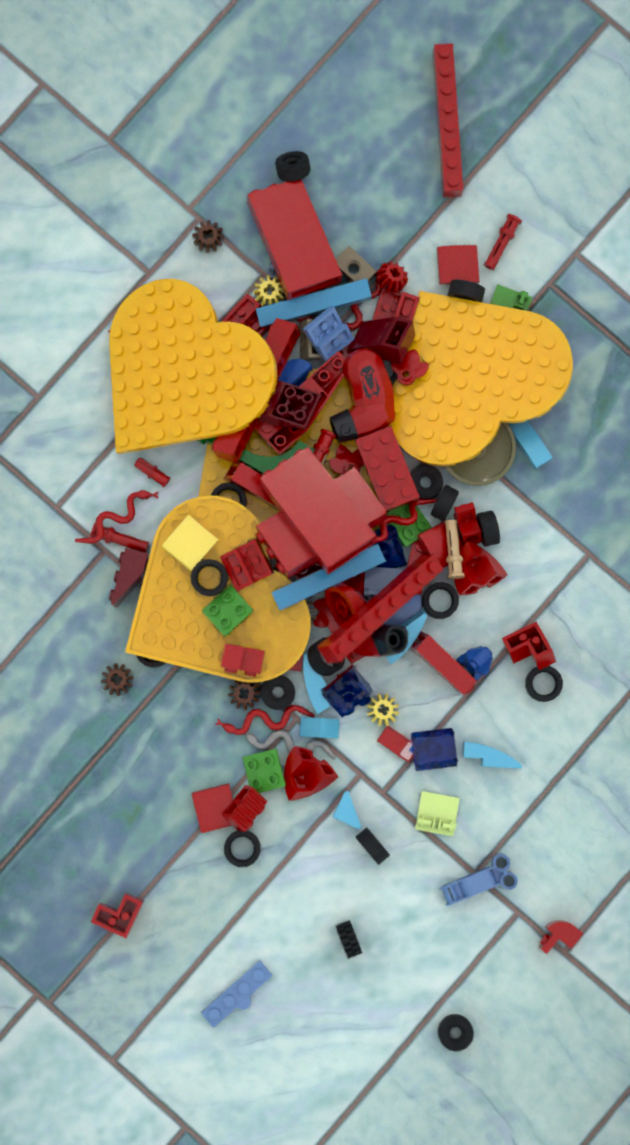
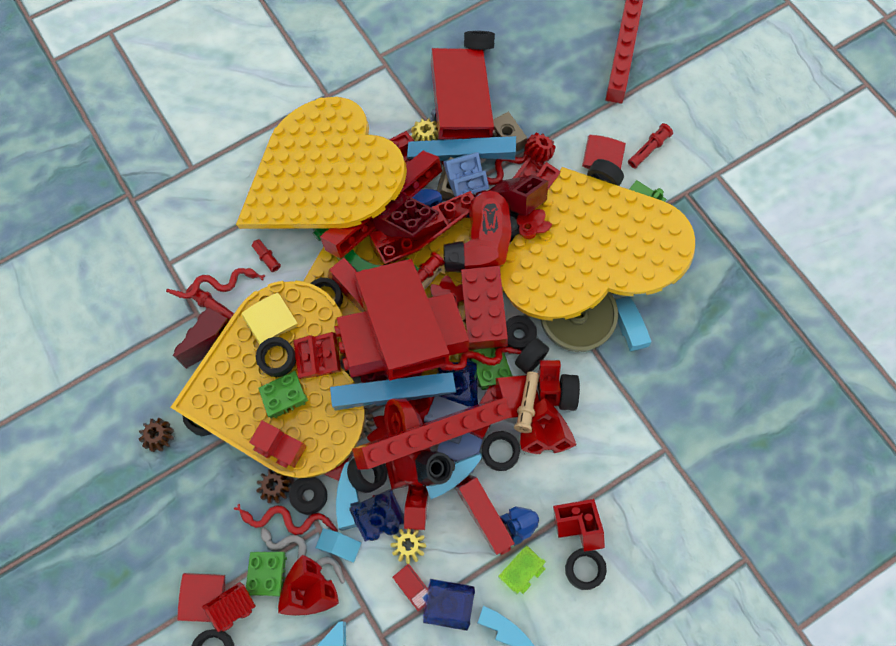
camera: 25 degrees right, 15 degrees down
(209, 242) = (387, 77): reddish brown gear -> none
(380, 676) = (416, 508): none -> red slope
(489, 701) = (522, 569): none -> clear neon green bracket

